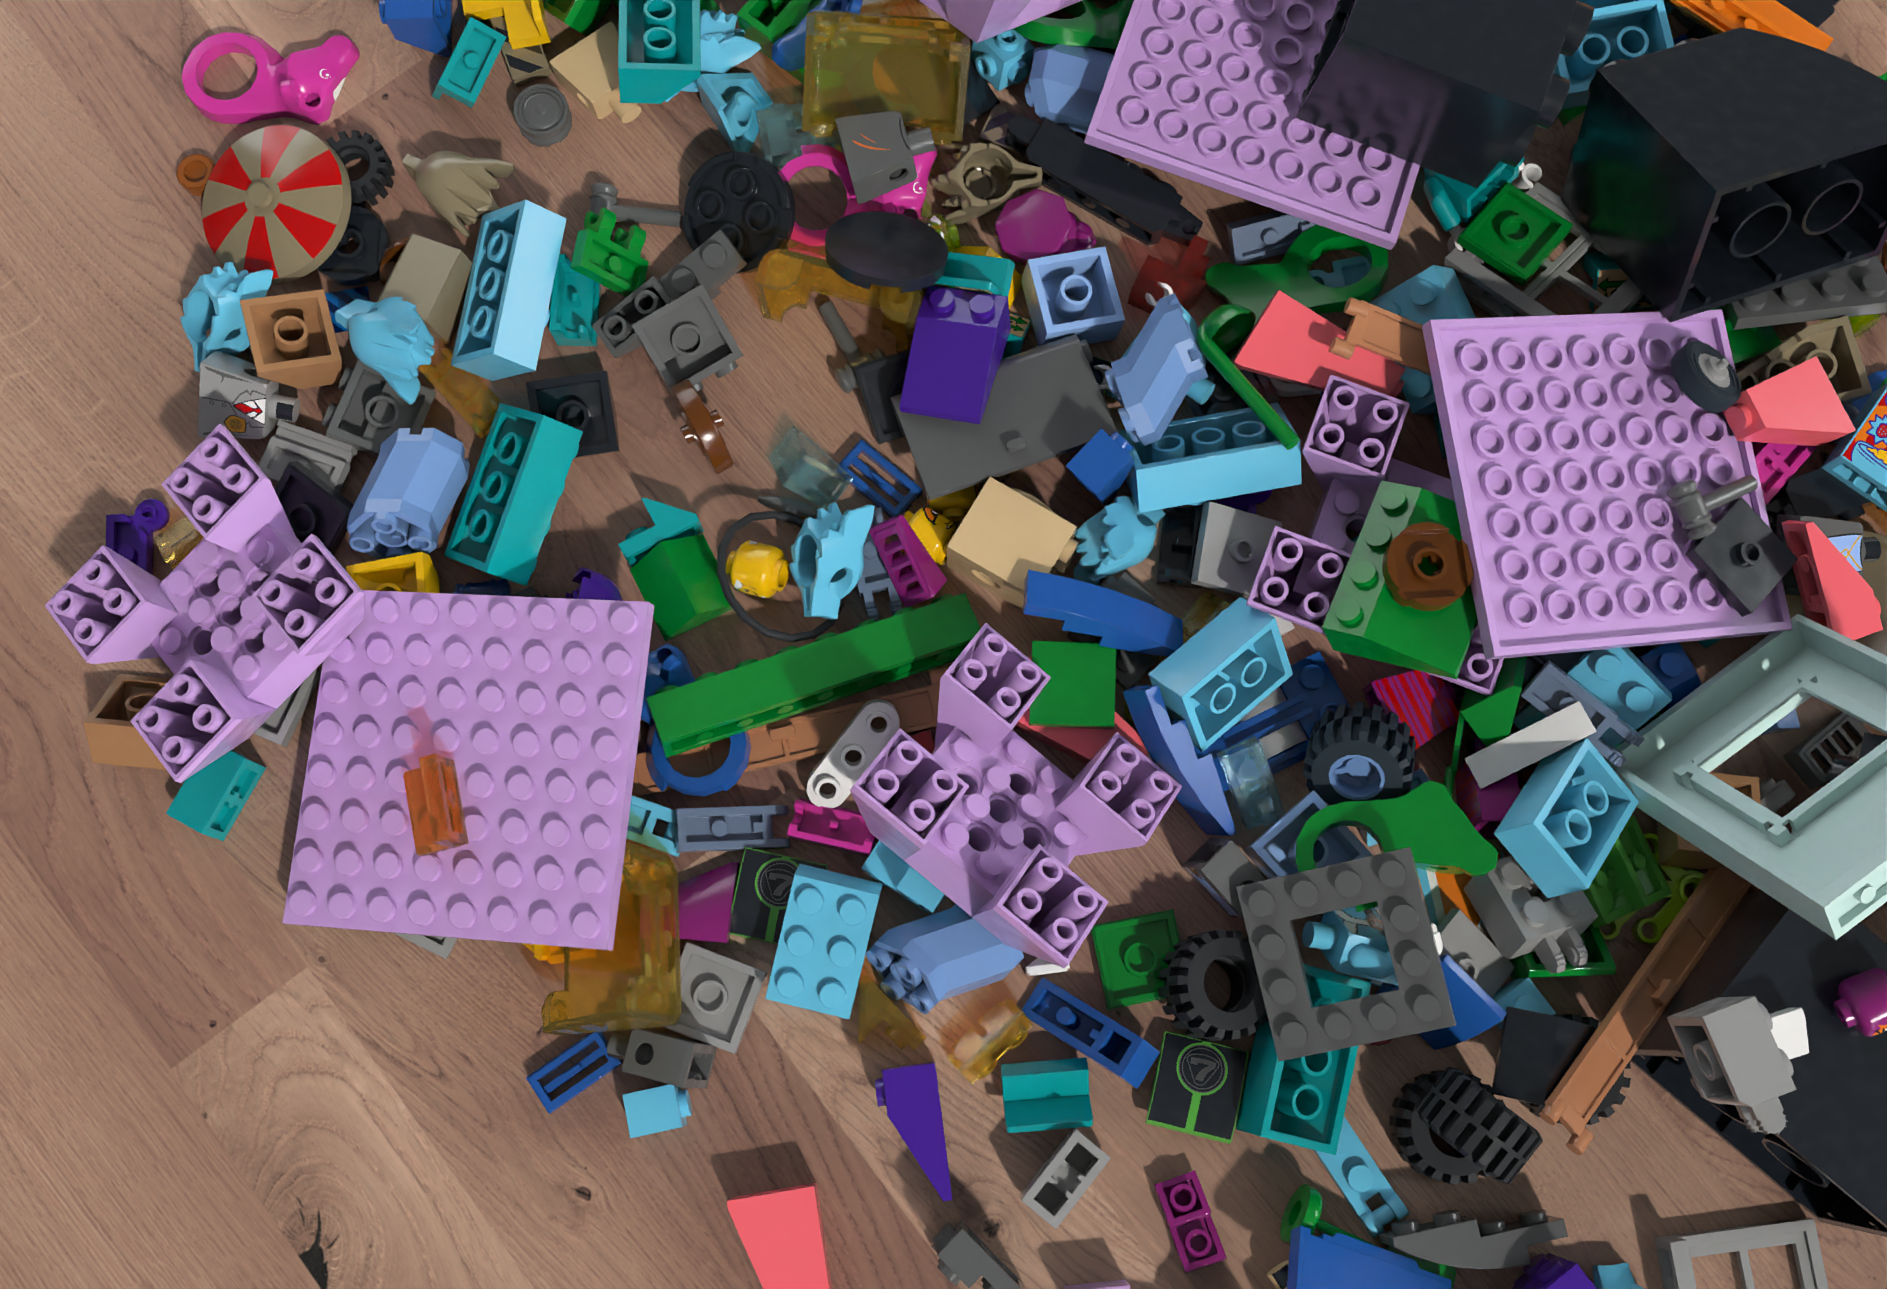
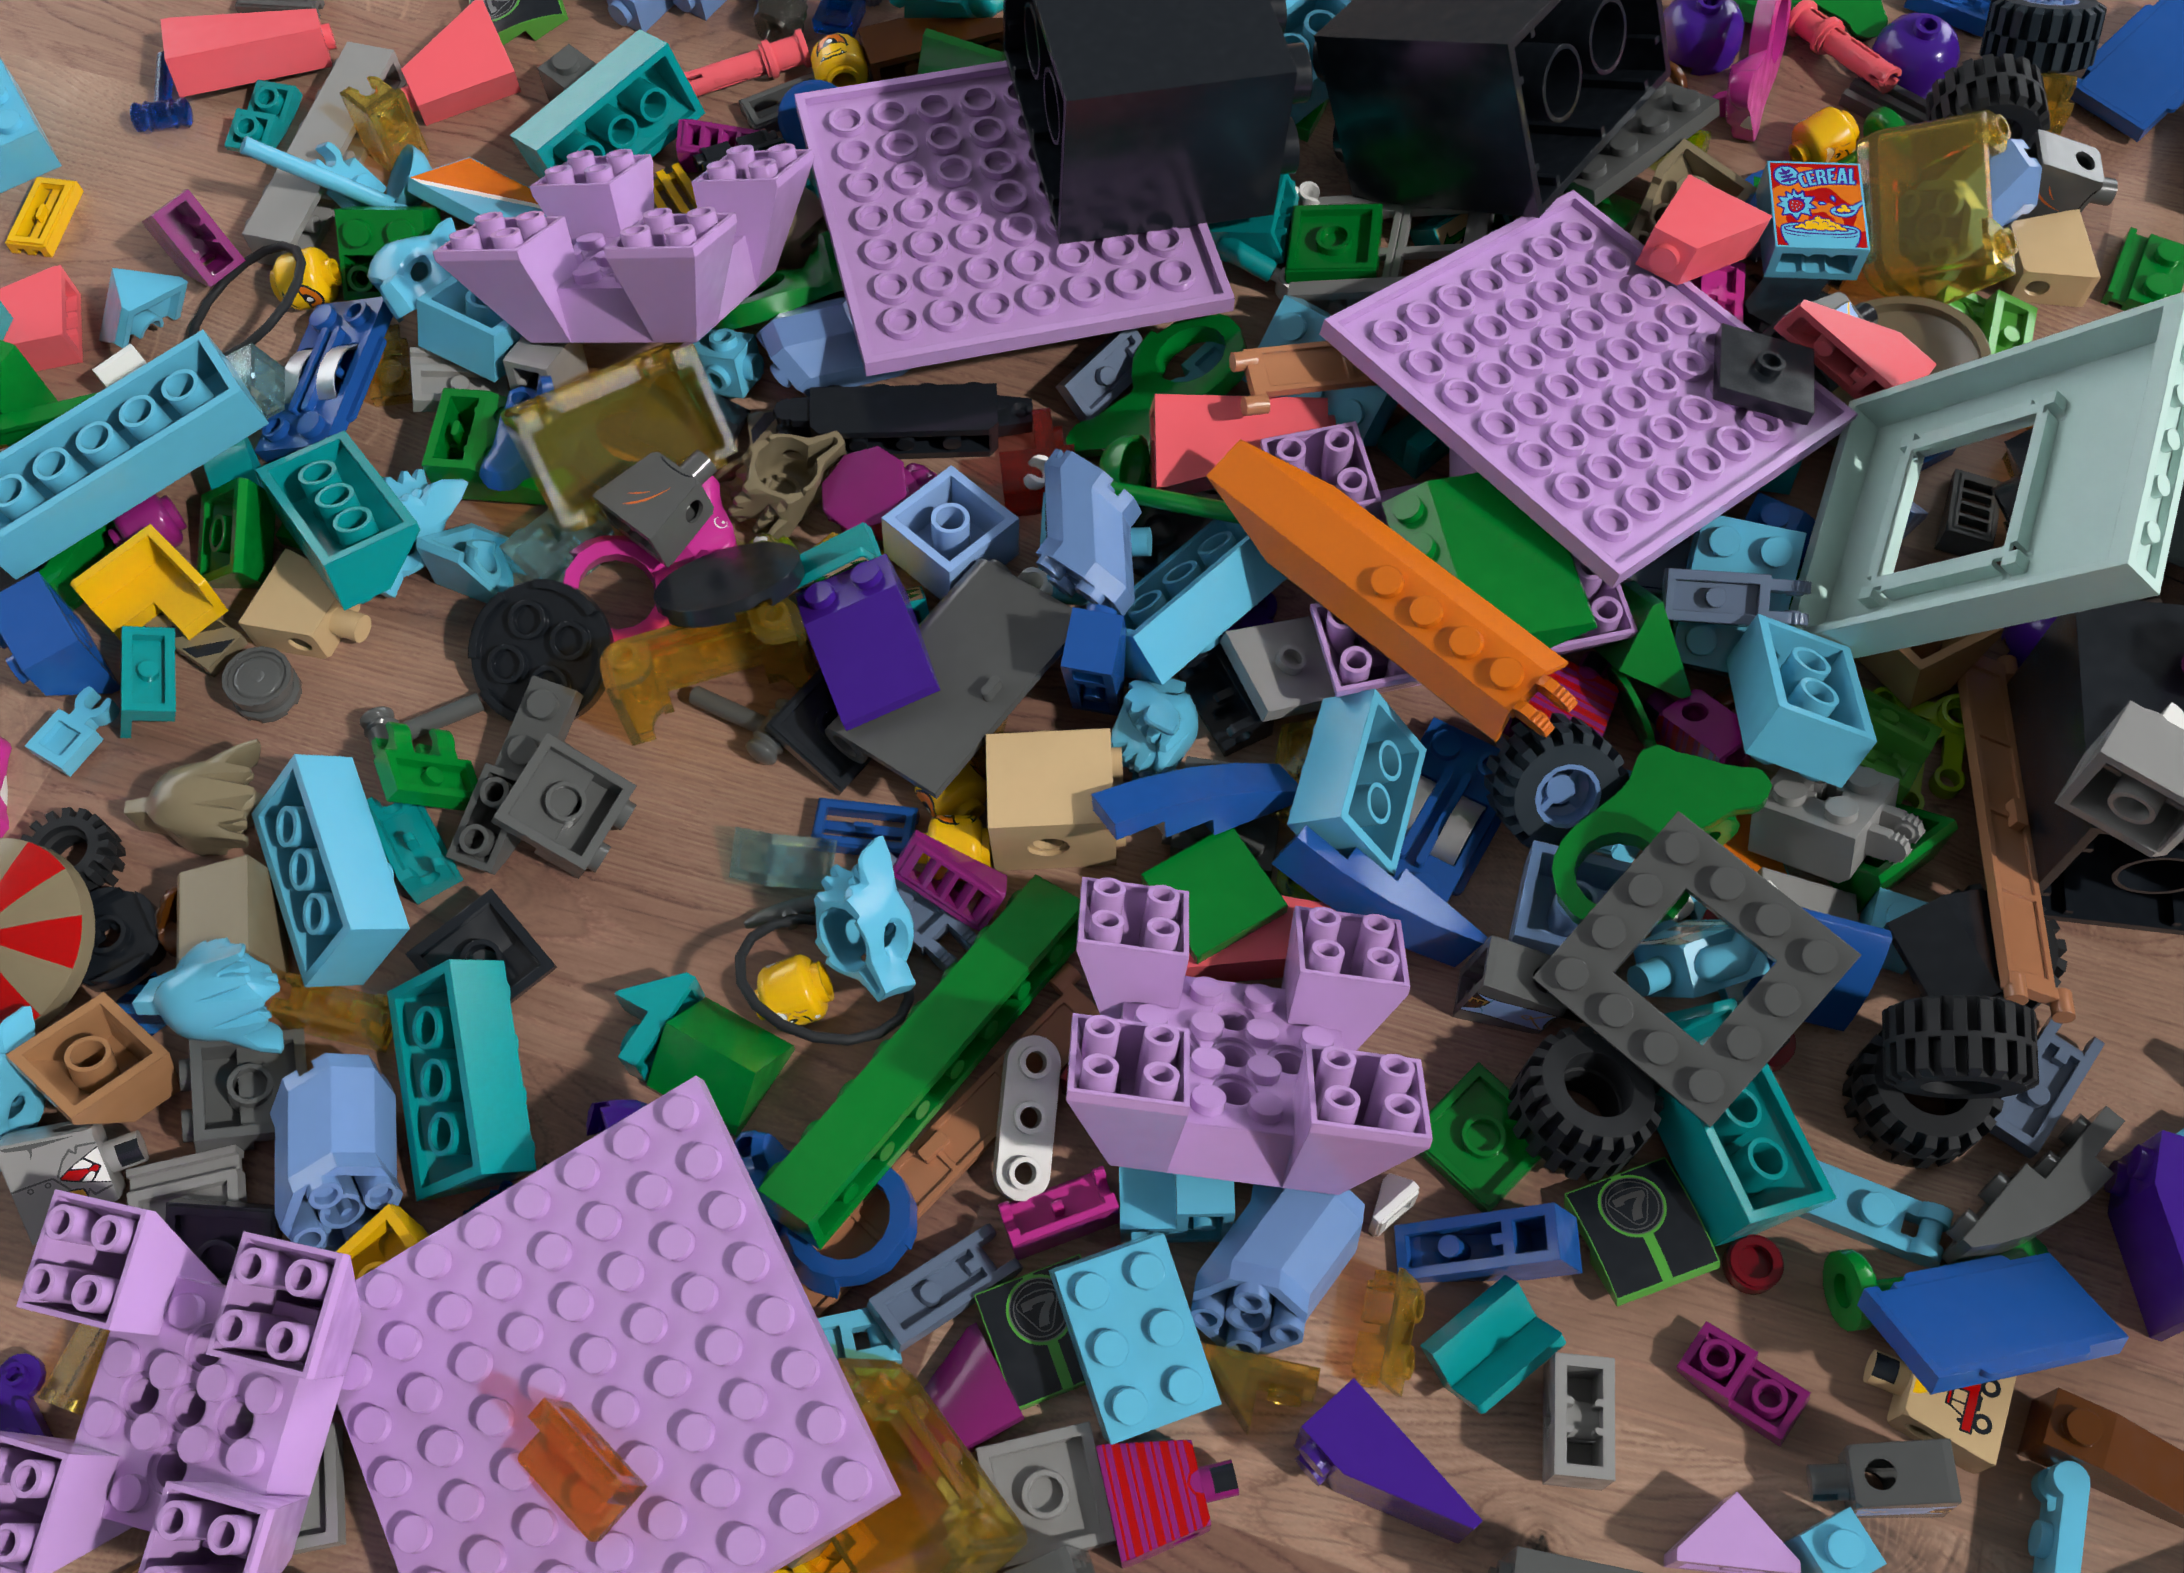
camera: 30 degrees left, 15 degrees down
(397, 77) = (70, 738): none -> medium azure plate
(702, 426) = (636, 878): reddish brown wheel -> none
(778, 1045) = (1160, 1495): none -> torso
(1251, 783) = (1464, 881): clear light blue hinge -> none
(1254, 1155) = (1753, 1264): none -> dark red tile
(1331, 555) = (1391, 593): none -> orange hinge
(1442, 549) = (1484, 562): reddish brown plate -> none
(1530, 744) = (1709, 658): white sticker -> none
(1544, 1175) = (2033, 1114): none -> sand blue hinge
(1694, 508) = (1691, 352): dark grey piece -> none
(1706, 376) = (1609, 239): black wheel -> none

